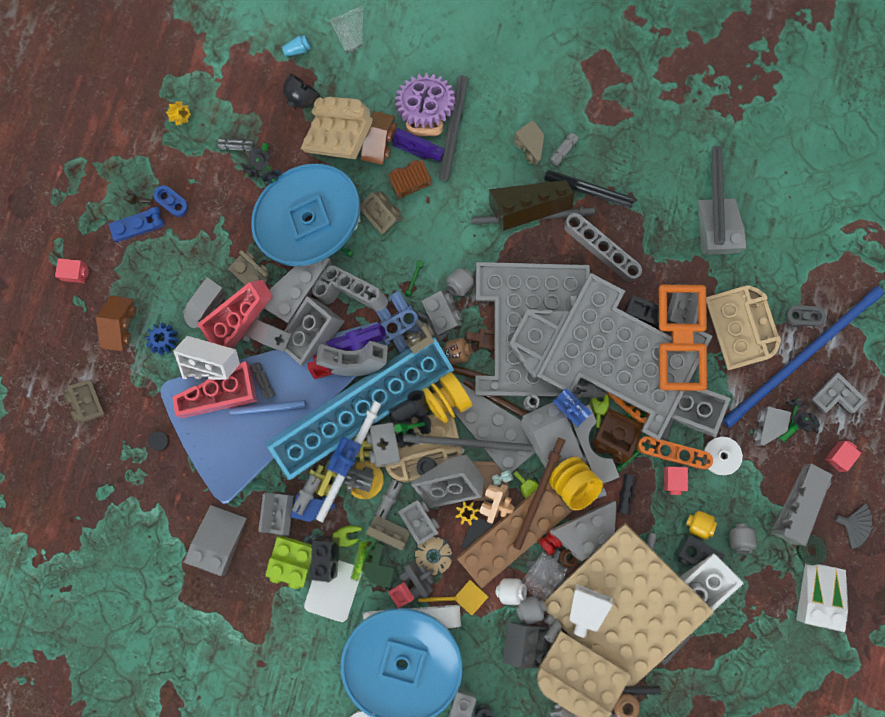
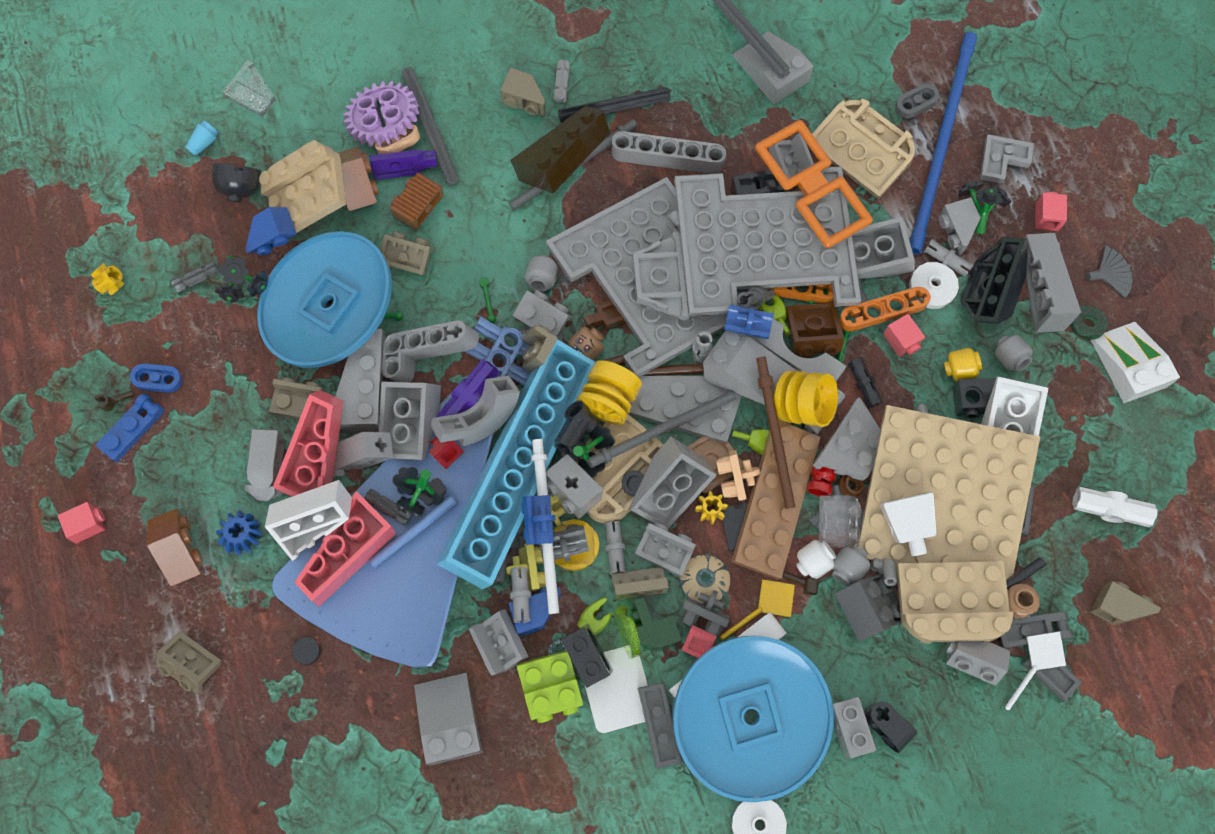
camera: 35 degrees left, 10 degrees down
(294, 388) = (420, 488): none -> black plant
(299, 143) = (269, 230): none -> blue slope
(343, 628) = (659, 725): none -> dark grey tile
(496, 605) = (810, 584): none -> dark brown hand
(505, 477) = (726, 441): light aqua piece -> none
(736, 686) = (1114, 507): none -> white piece
(746, 443) = (948, 258): none -> light grey pin
(765, 483) = (996, 281): none -> black wedge

